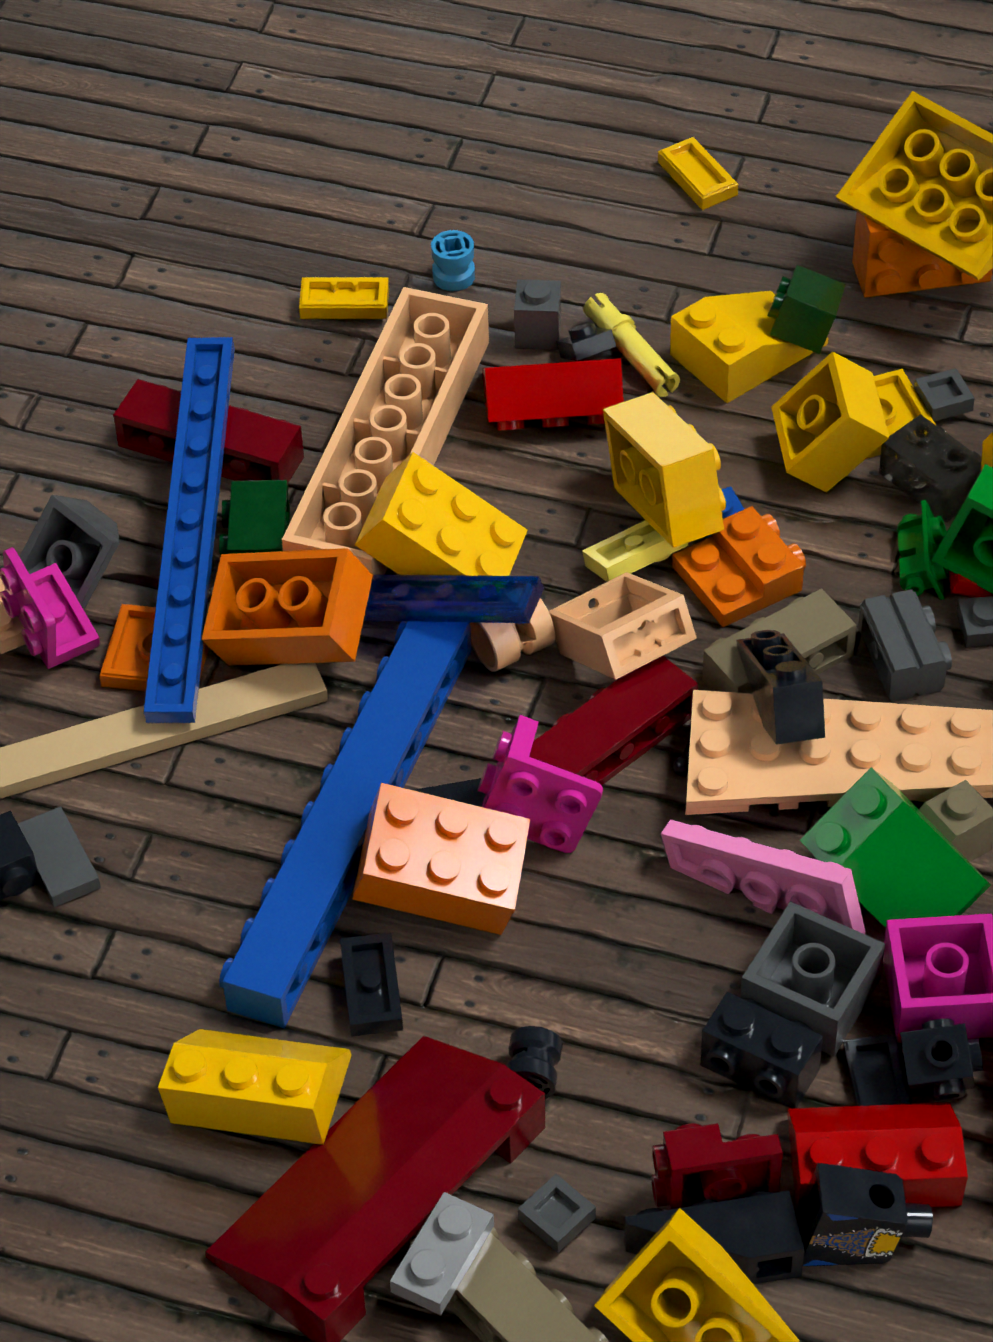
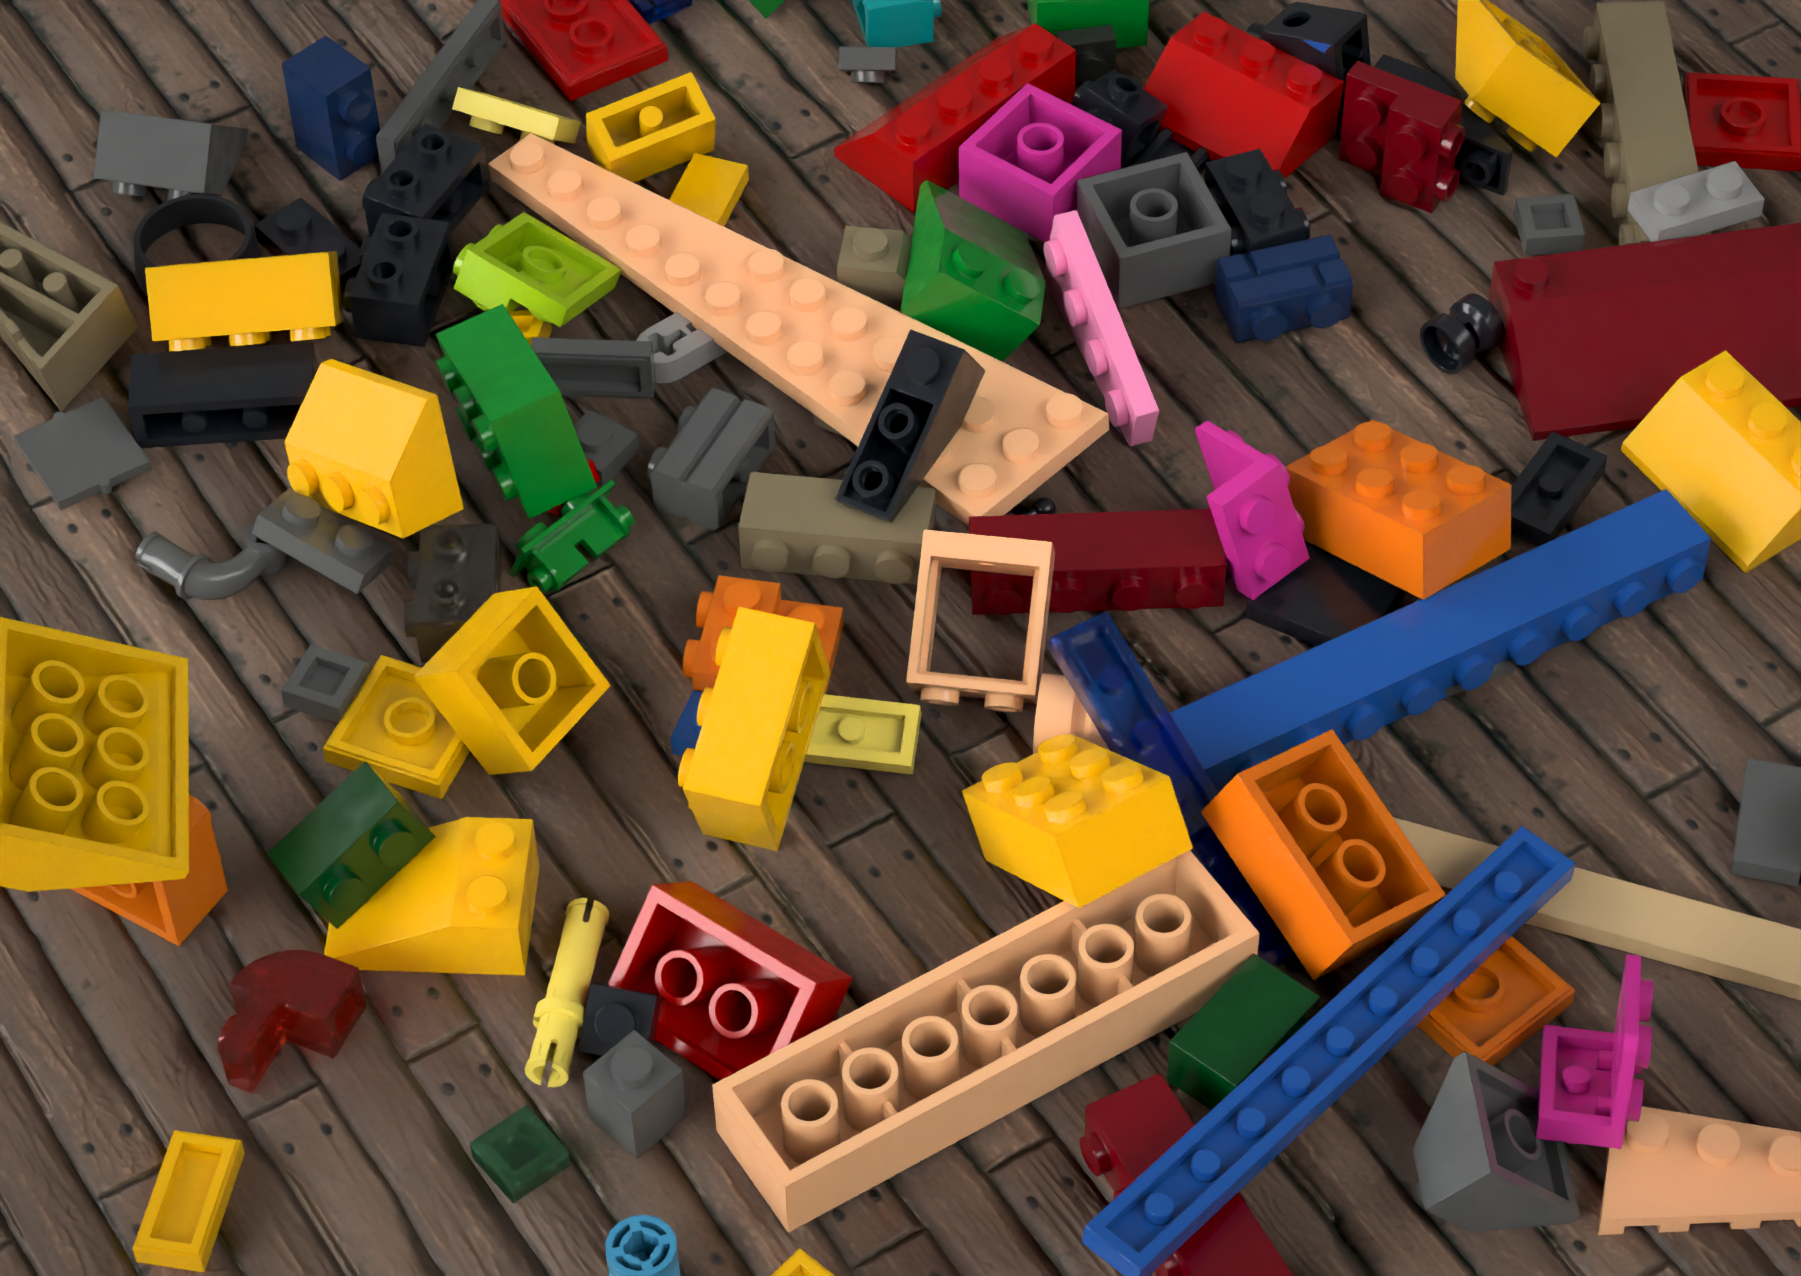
camera: 140 degrees left, 0 degrees up
(568, 266) = (520, 1154): none -> clear green plate
(673, 1020) = (1283, 289): none -> dark blue brick
(751, 252) = (289, 999): none -> clear red brick

